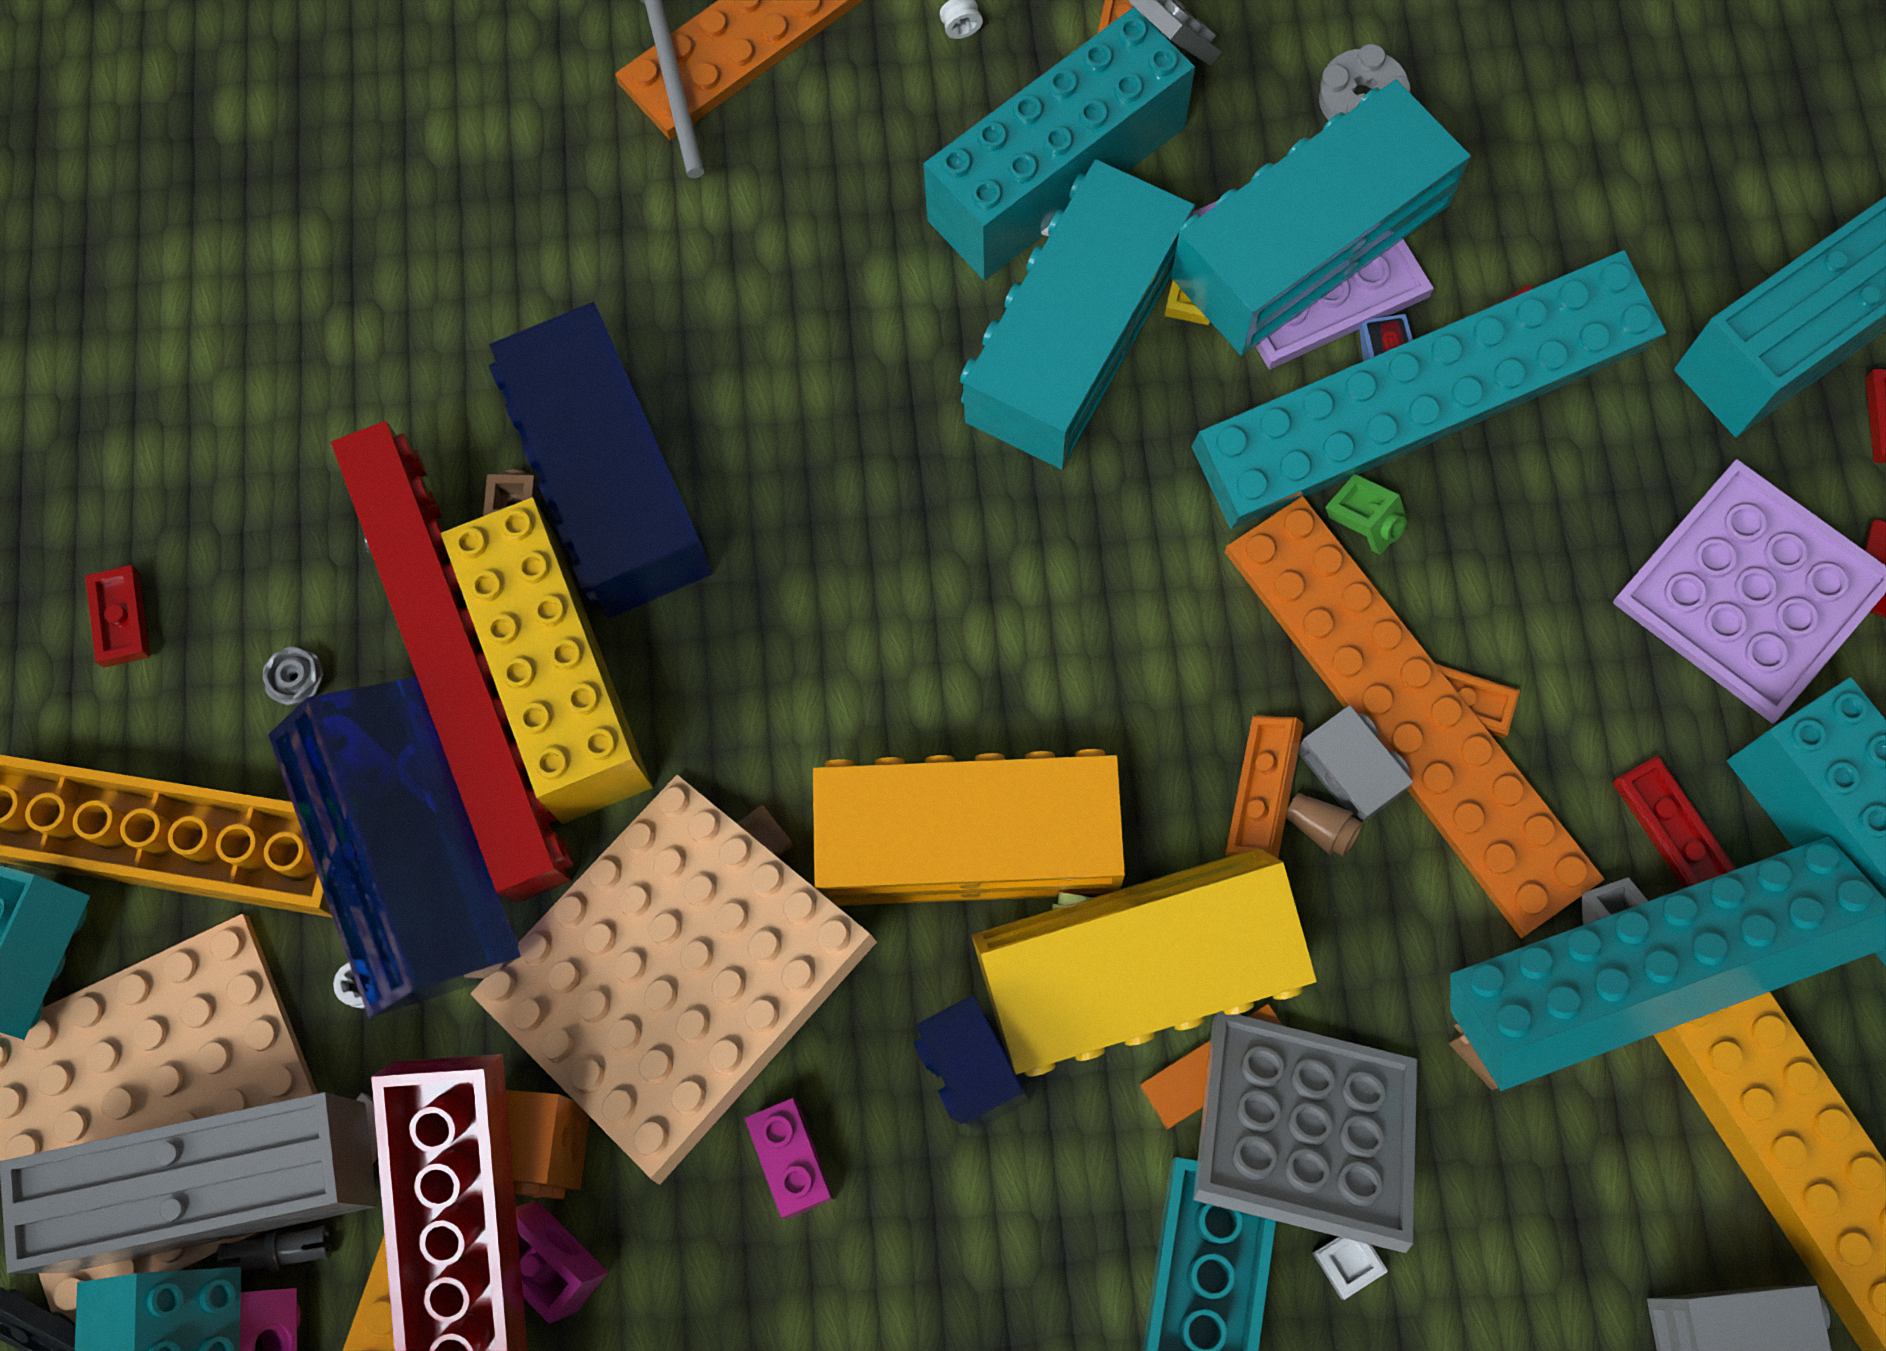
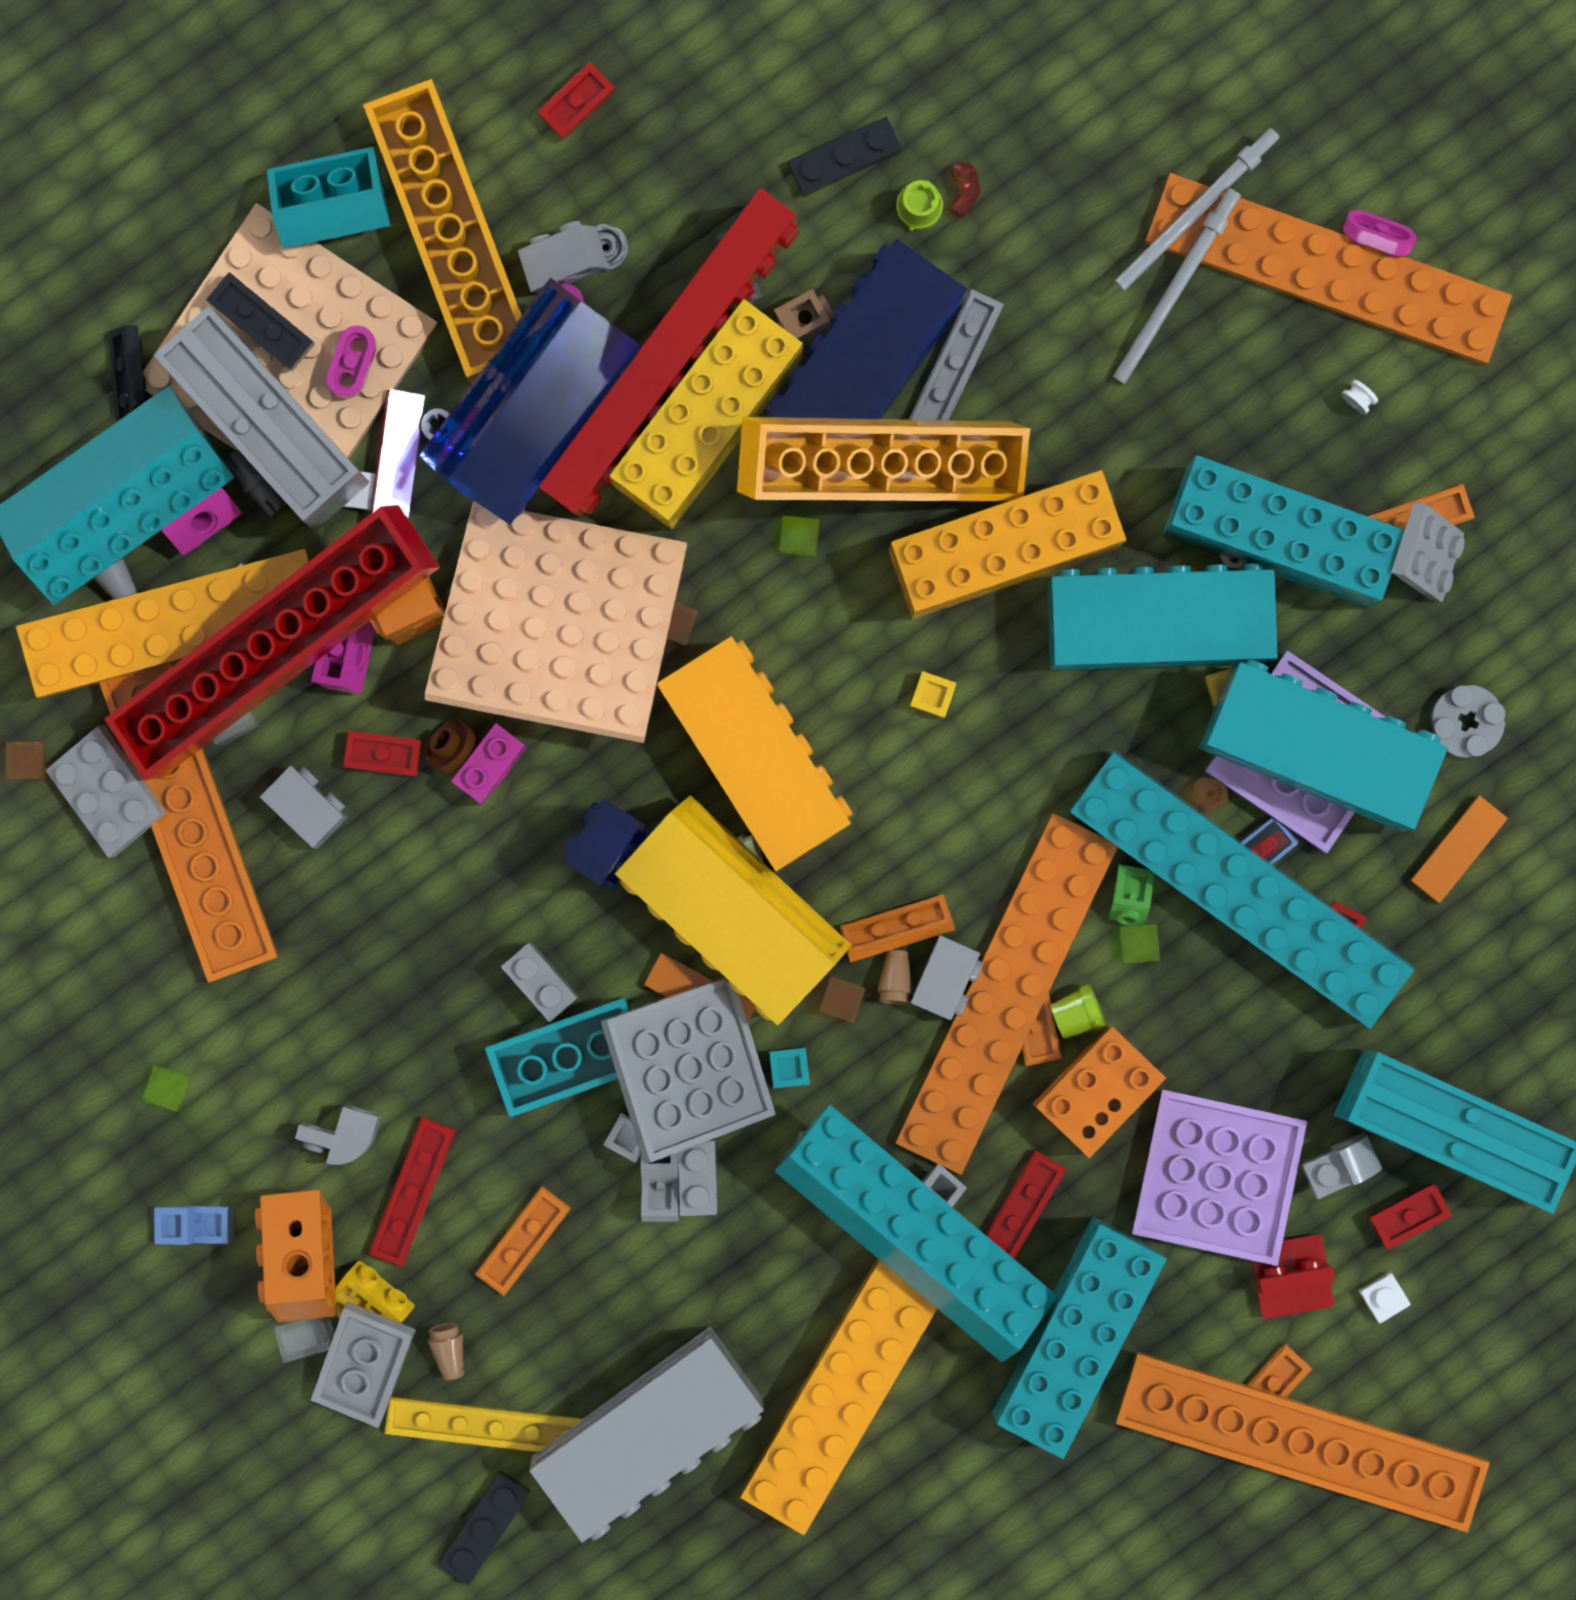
camera: 55 degrees right, 15 degrees up
(97, 1115) = (260, 321): none -> black plate
(214, 1040) = (349, 362): none -> dark pink plate
(259, 705) = (563, 257): none -> light grey brick
(338, 1036) = (397, 450): none -> tile
(377, 370) = (845, 156): none -> black plate
(475, 323) = (919, 205): none -> lime piece
(498, 271) = (969, 188): none -> clear red arm
(694, 420) = (957, 358): none -> light grey tile
(696, 53) = (1214, 224): none -> light grey bar
(696, 1289) = (382, 753): none -> red plate
(711, 489) = (882, 459): none -> light orange brick
(739, 1195) = (450, 746): none -> reddish brown plate
(749, 648) = (799, 536): none -> clear neon green plate
(896, 423) = (1007, 544): none -> light orange brick
(1016, 600) = (933, 694): none -> yellow plate
(1095, 1256) = (540, 982): none -> light grey brick
(1297, 363) = (1200, 796): none -> clear orange plate
(1318, 899) = (842, 999): none -> clear orange plate
(1367, 1009) = (789, 1067): none -> teal plate
(1427, 537) = (1139, 943): none -> clear neon green plate
(1443, 1258) = (660, 1190): none -> light grey brick
(1458, 1203) = (698, 1180): none -> light grey brick
(1477, 638) = (1078, 1013): none -> lime piece
(1499, 167) = (1458, 849): none -> orange tile
(1585, 664) = (1099, 1091): none -> orange piece
(1809, 448) = (1342, 1166): none -> light grey brick

